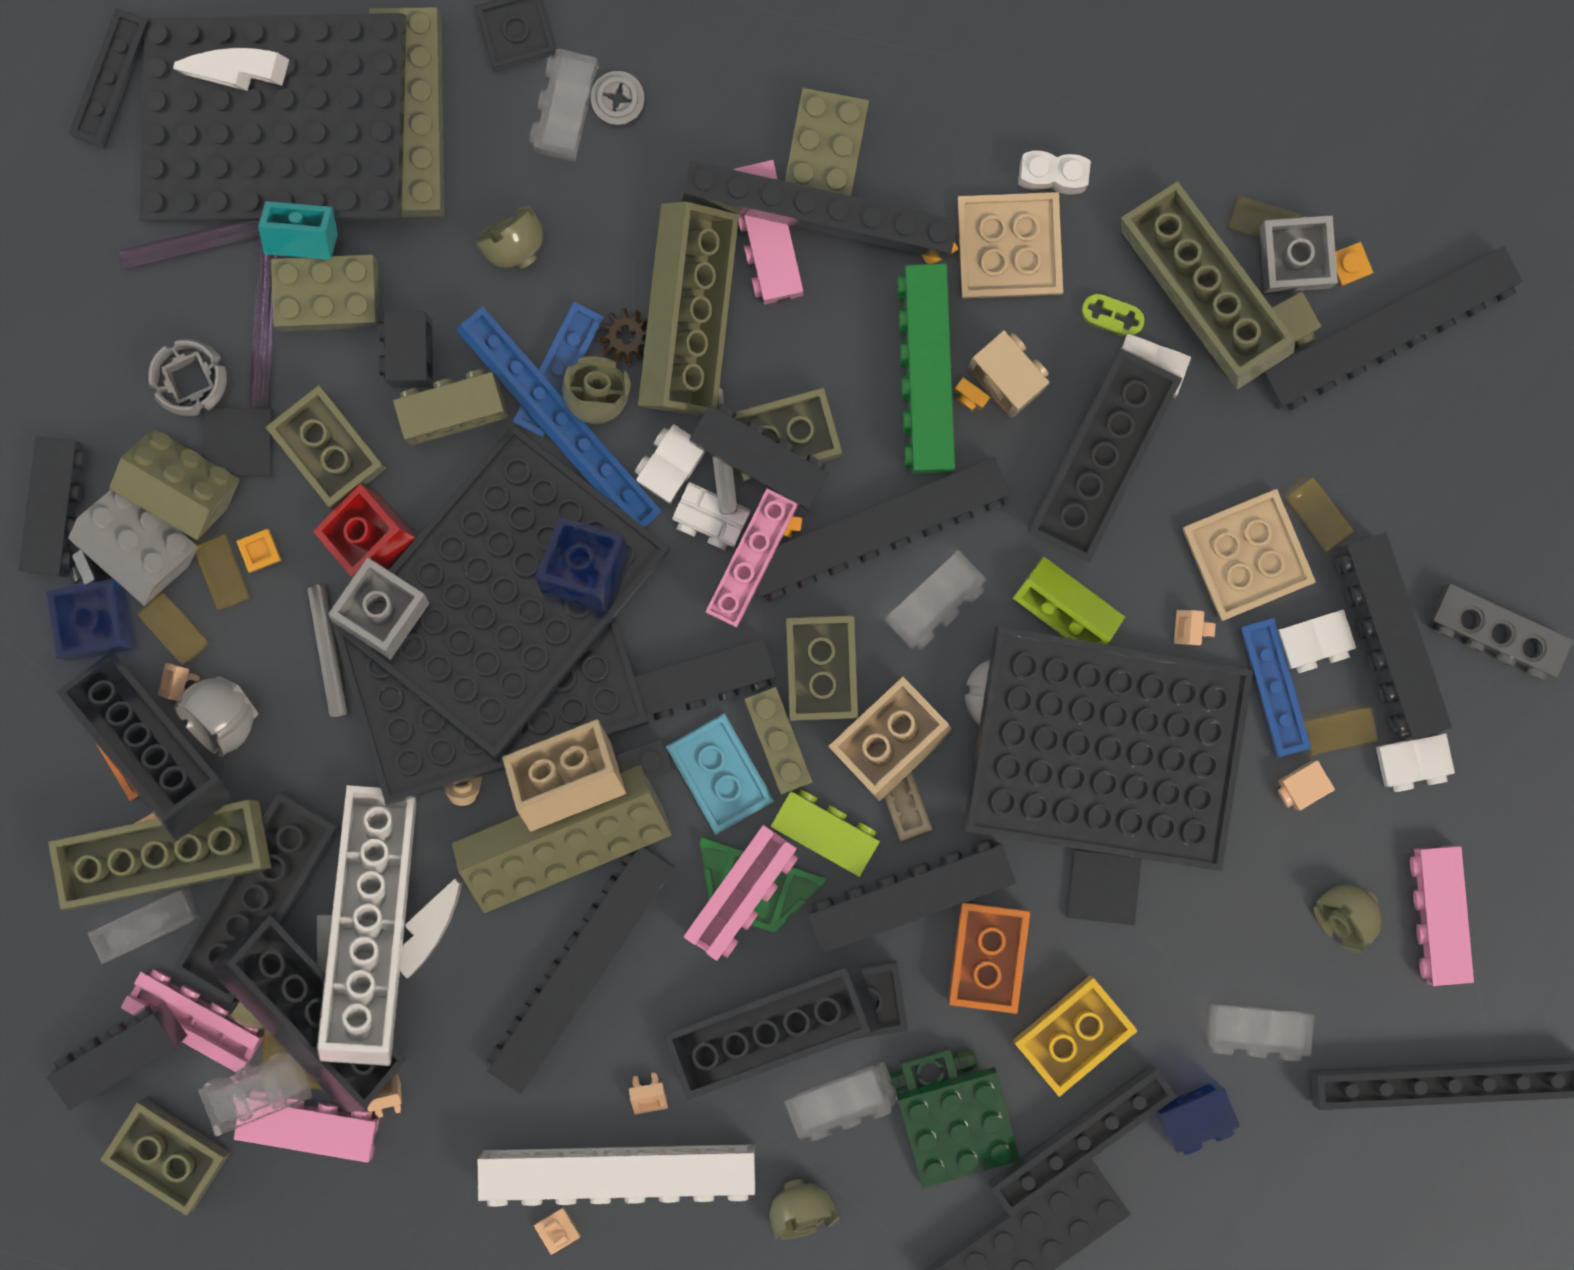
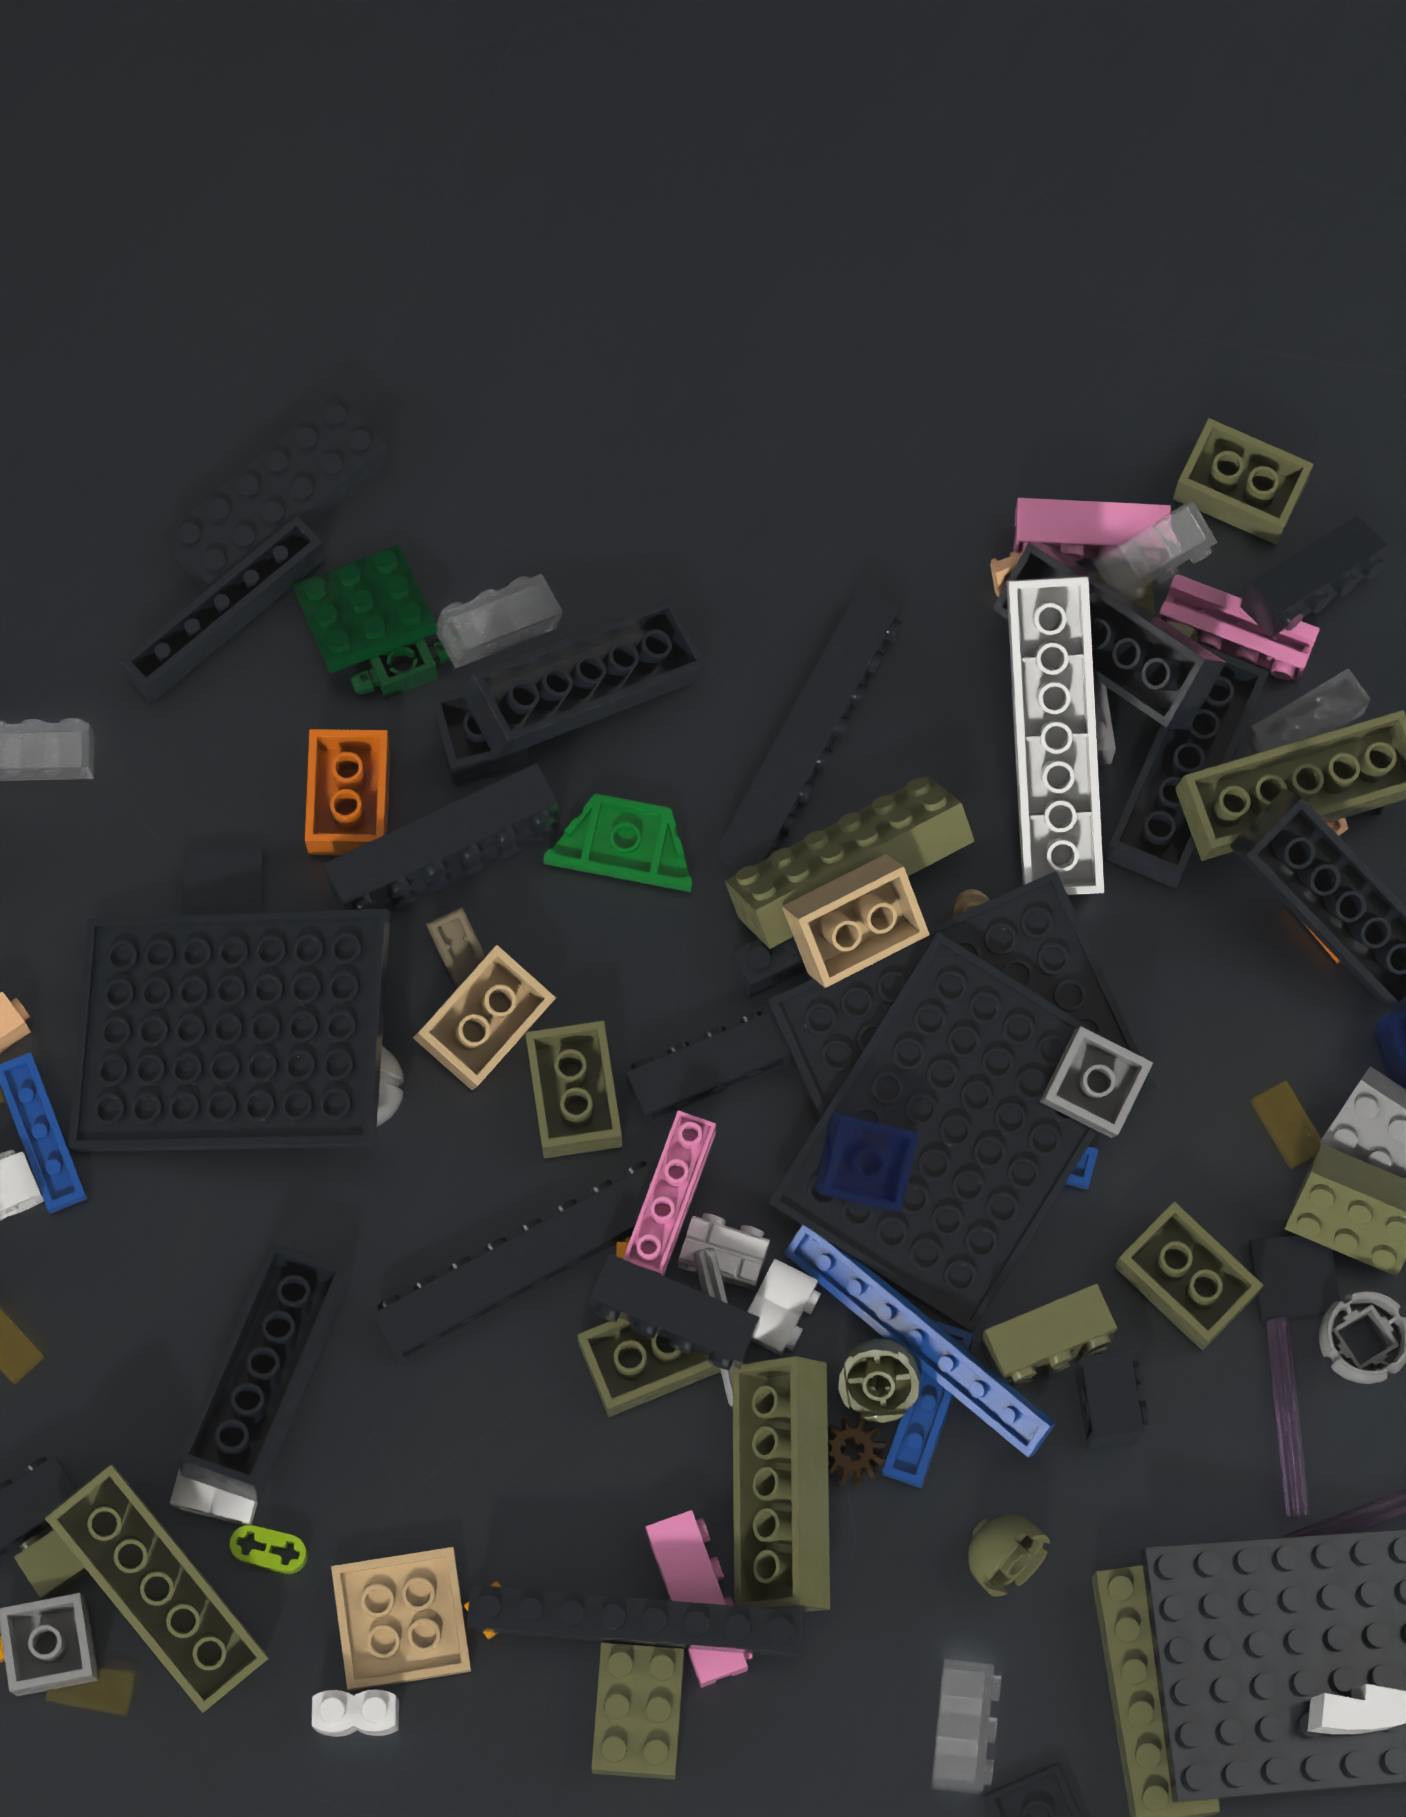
camera: 175 degrees right, 15 degrees down
(173, 629) = (1332, 1053): clear yellow tile -> none
(174, 681) = (1322, 991): light nougat tile -> none
(217, 714) = (1264, 957): light grey piece -> none
(259, 550) = (1248, 1152): light orange plate -> none
(298, 230) = (1262, 1521): teal brick -> none
(325, 293) = (1218, 1460): olive brick -> none
(327, 651) = (1151, 1049): light grey axle -> none
(364, 529) = (1127, 1179): red brick -> none
(429, 928) = (989, 755): white slope -> none
(557, 1230) = (799, 458): light nougat tile -> none
(608, 85) = (916, 1733): light grey gear -> none
(616, 1173) = (740, 516): white brick -> none
(648, 1097) = (715, 604): light nougat tile -> none
(720, 773) = (678, 964): medium azure tile -> none
(740, 893) = (637, 828): bright pink brick -> none
(778, 740) = (615, 1004): olive brick -> none
(801, 1210) = (531, 504): olive cylinder -> none
(826, 831) = (549, 910): lime brick -> none
(928, 369) = (484, 1448): green brick -> none
(936, 601) = (448, 1184): clear brick -> none
(970, 395) = (431, 1429): light orange plate -> none
(1008, 373) = (387, 1447): tan brick -> none
(1067, 605) = (291, 1193): lime brick -> none
(1074, 1035) = (242, 719): yellow brick -> none
(1191, 627) = (144, 1188): light nougat tile -> none
(1198, 1118) = (94, 644): clear blue brick -> none
(1248, 555) = (82, 1282): tan plate -> none

